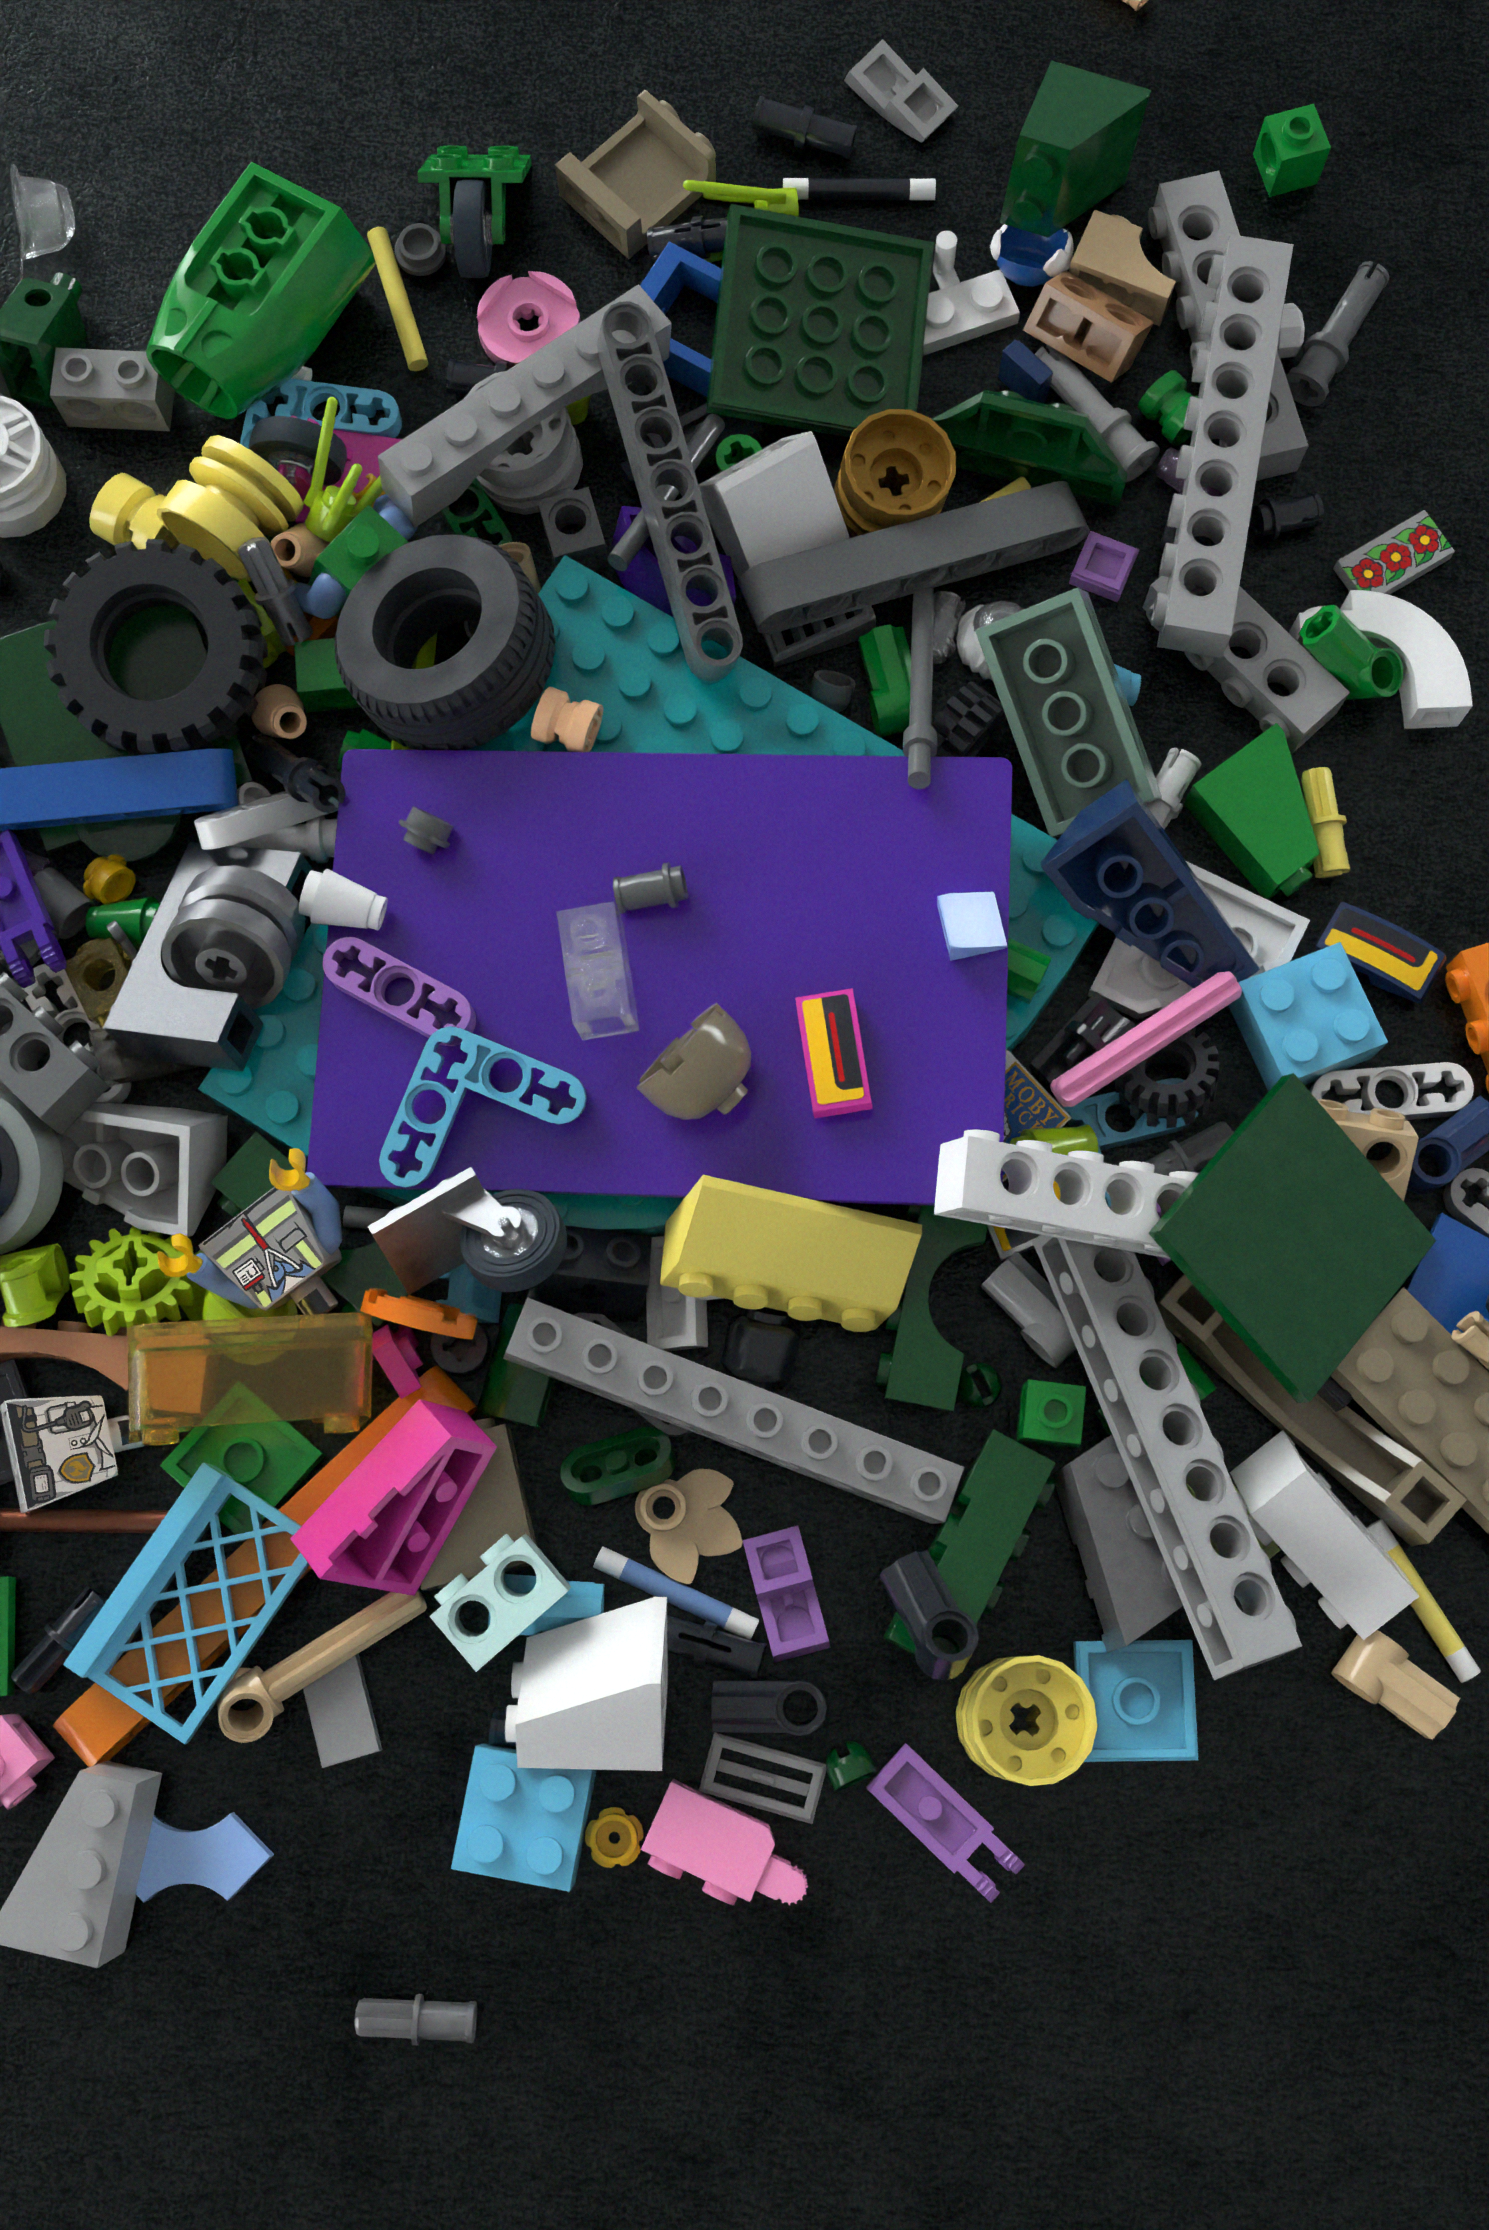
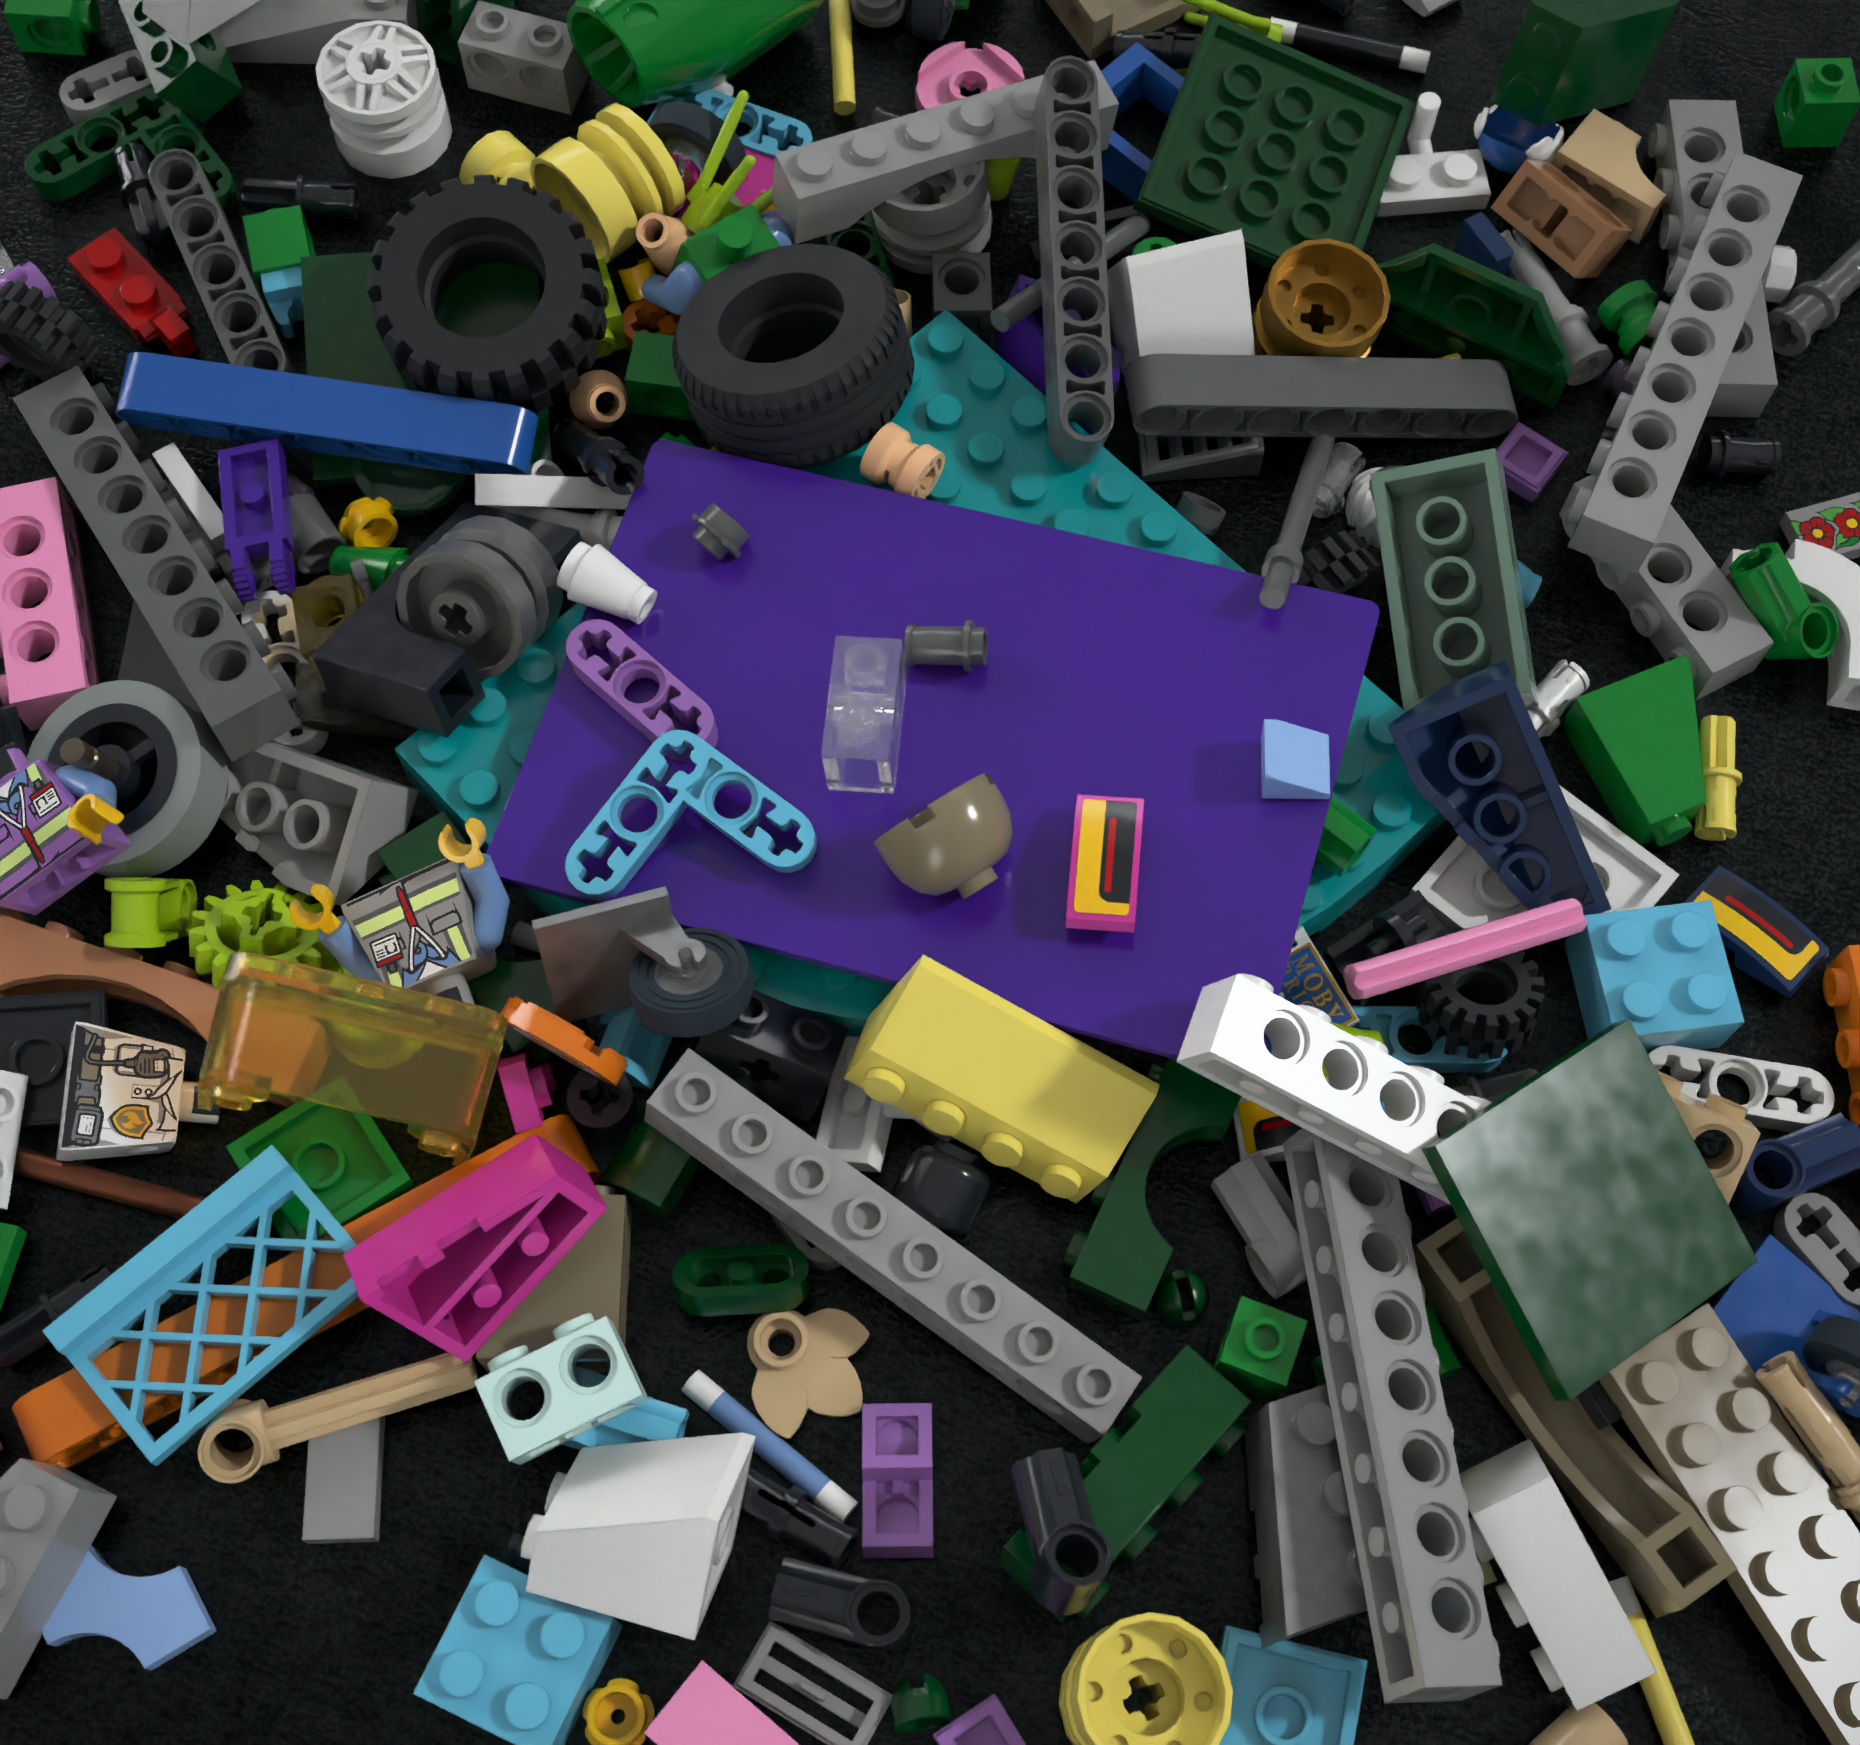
camera: 10 degrees right, 10 degrees down
(274, 590) = (630, 270): flat silver axle -> none
(889, 676) = (1263, 501): green piece -> none

